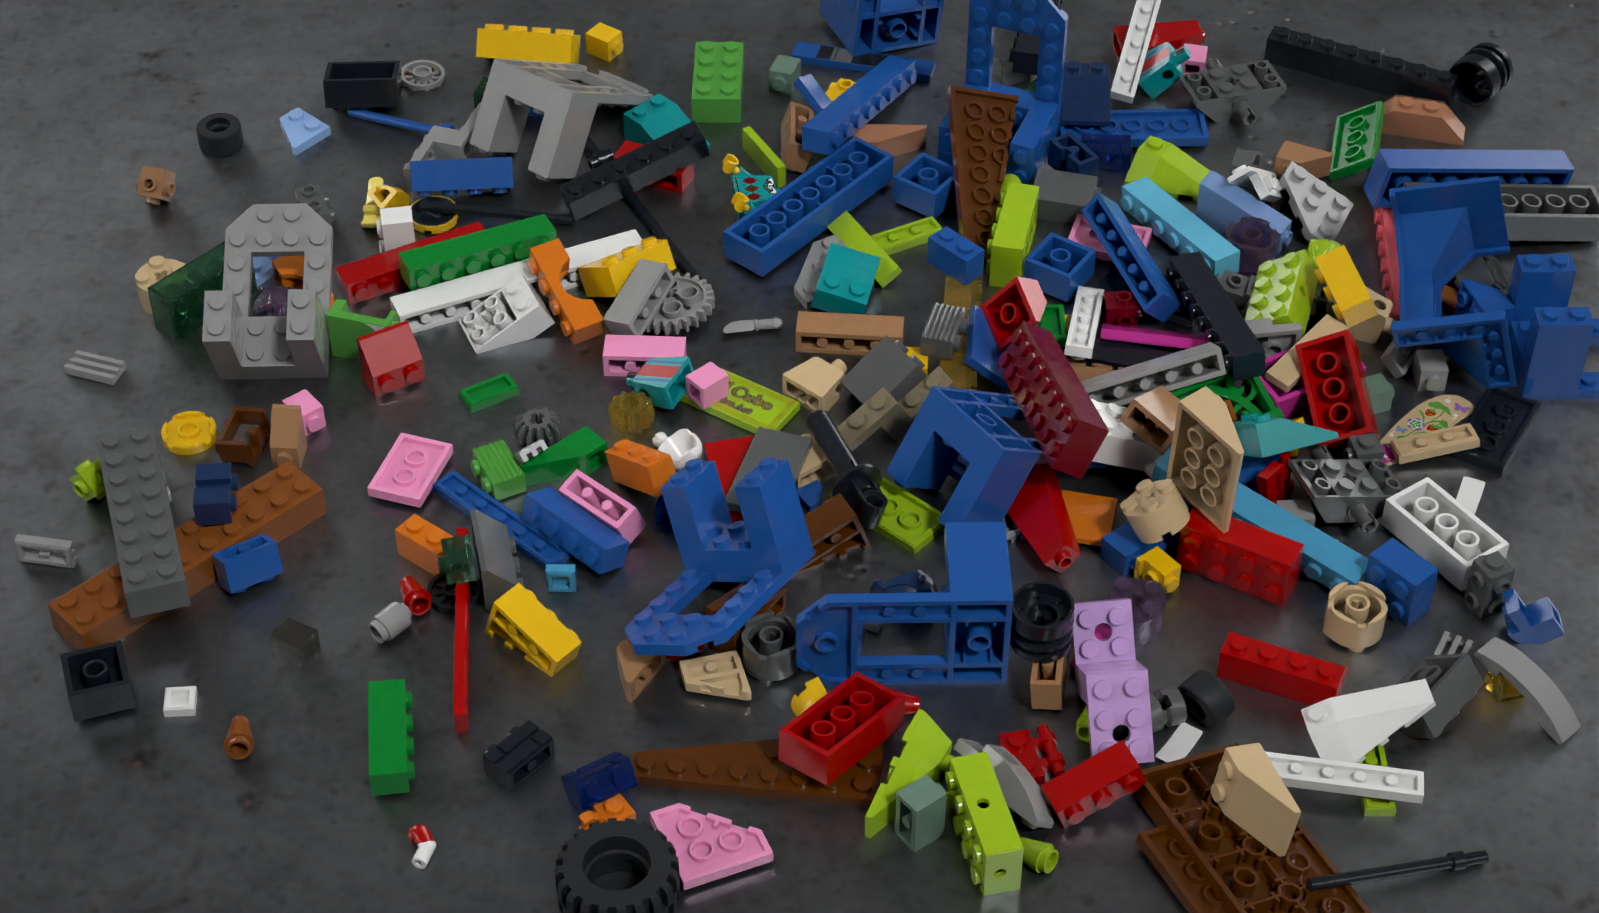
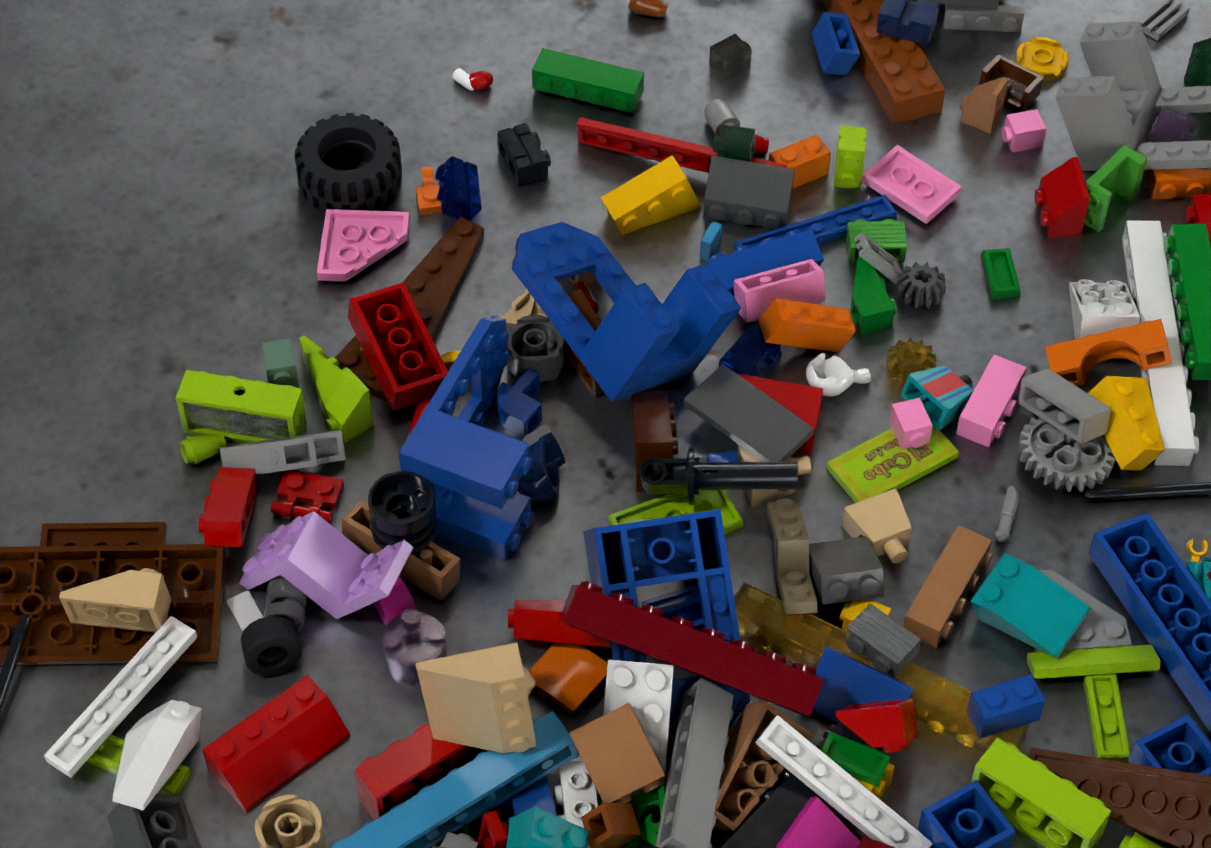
camera: 115 degrees right, 10 degrees up
(410, 496) = (850, 157): none -> lime brick

